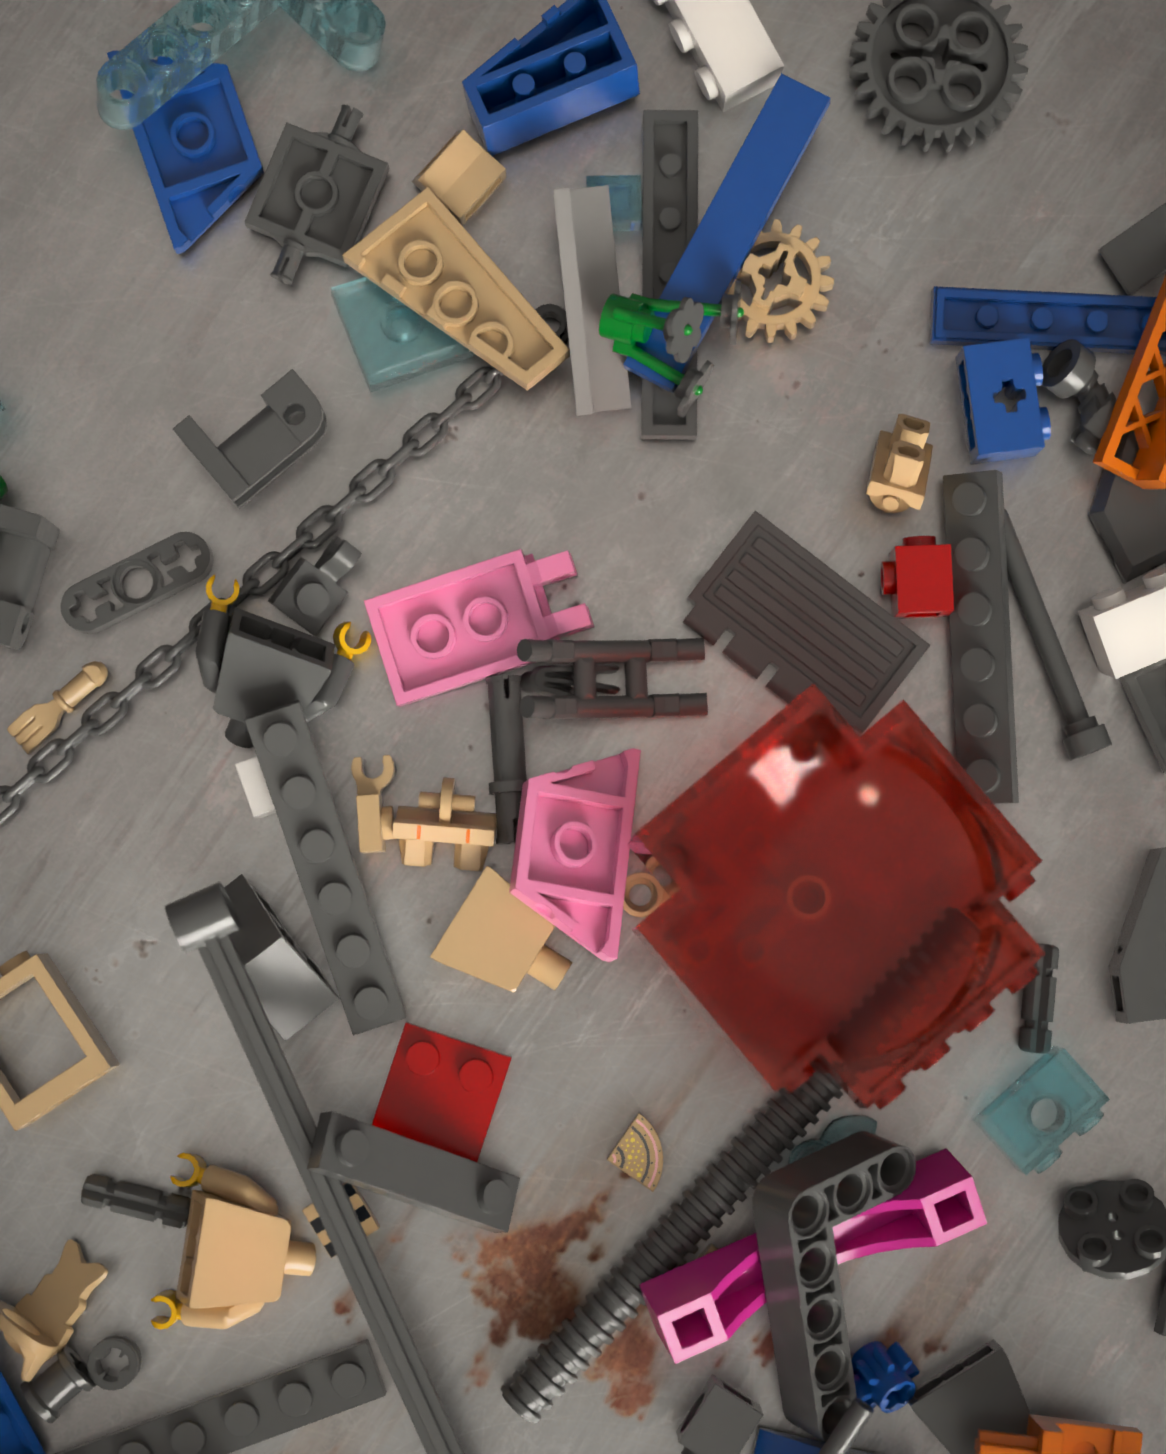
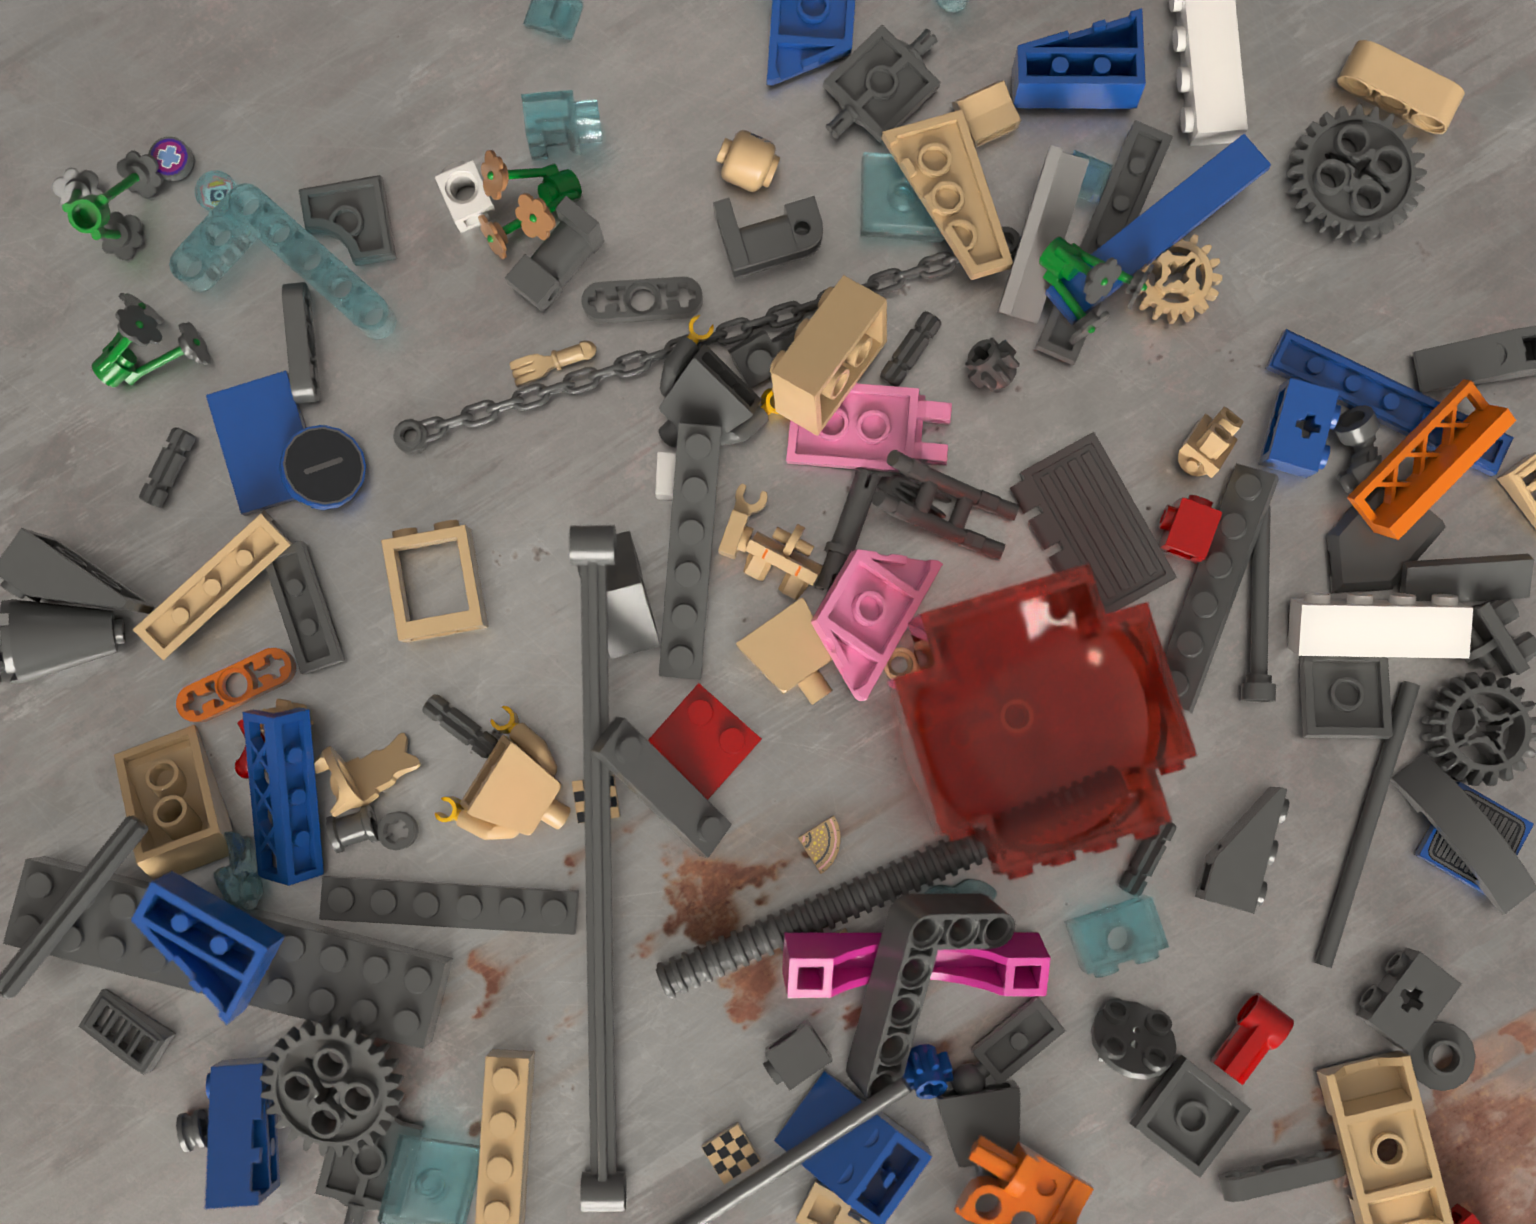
camera: 25 degrees right, 0 degrees up
(194, 358) = (748, 161): none -> tan head
(393, 556) = (829, 354): none -> tan brick
(490, 504) = (910, 349): none -> dark grey axle
(596, 481) = (992, 364): none -> dark grey gear
(969, 1303) = (1009, 1047): none -> dark grey plate

